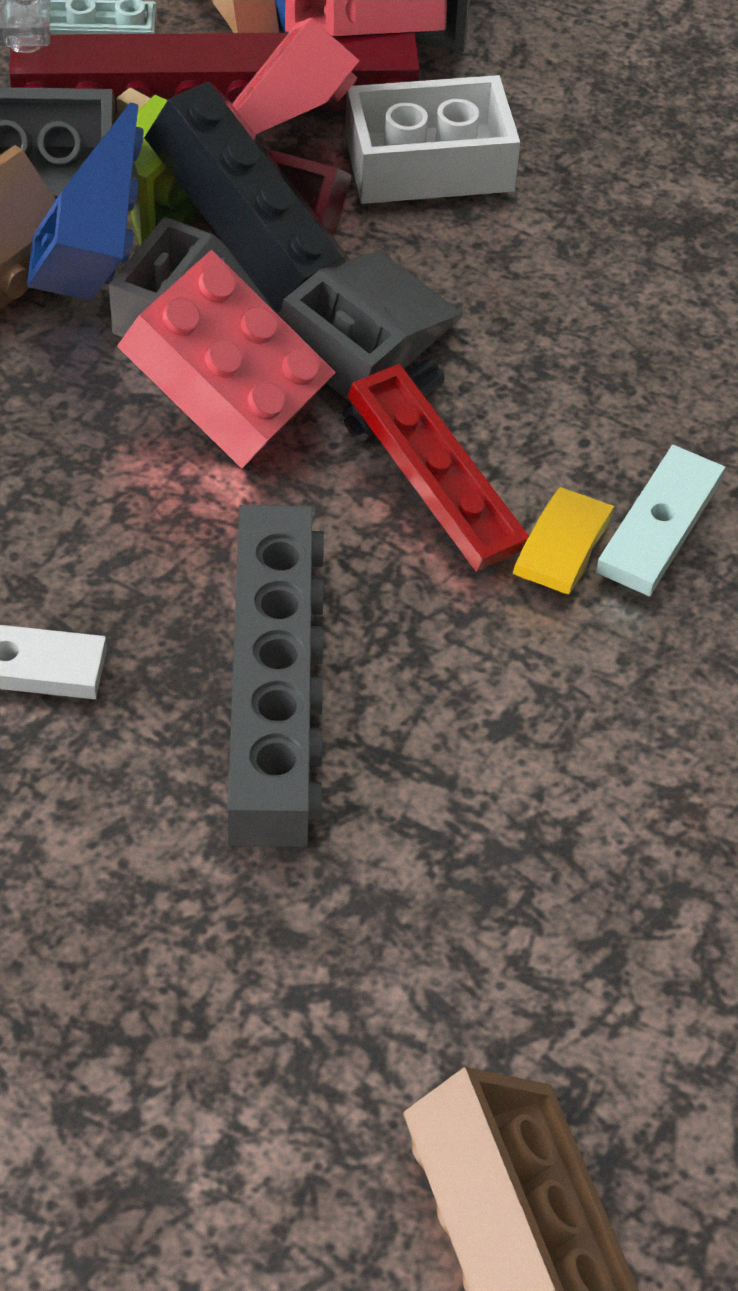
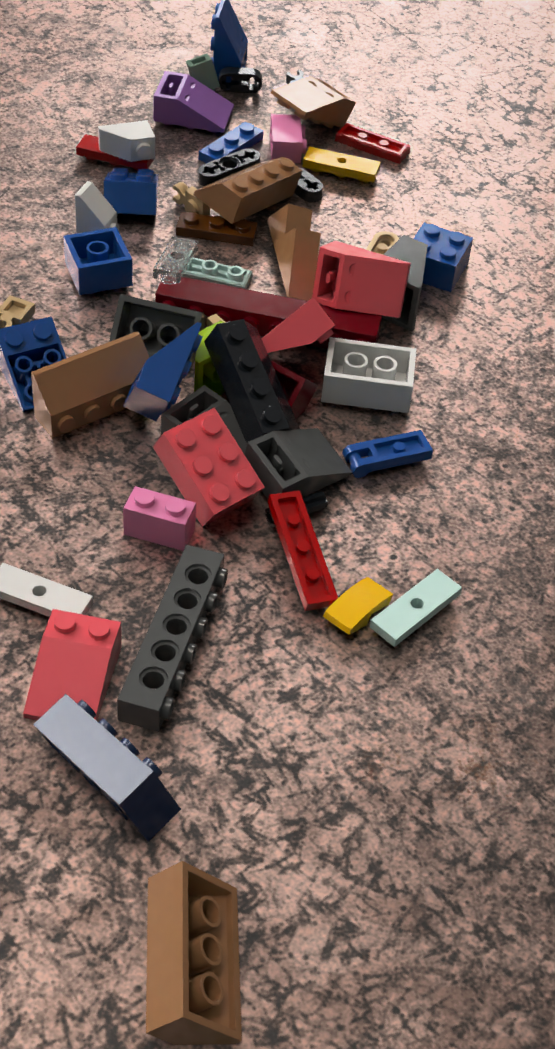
camera: 15 degrees right, 5 degrees down
(121, 778) = (73, 660): none -> coral slope
(168, 470) = (159, 518): none -> bright pink brick
(254, 927) = (109, 764): none -> wedge
(508, 266) = (387, 452): none -> blue plate

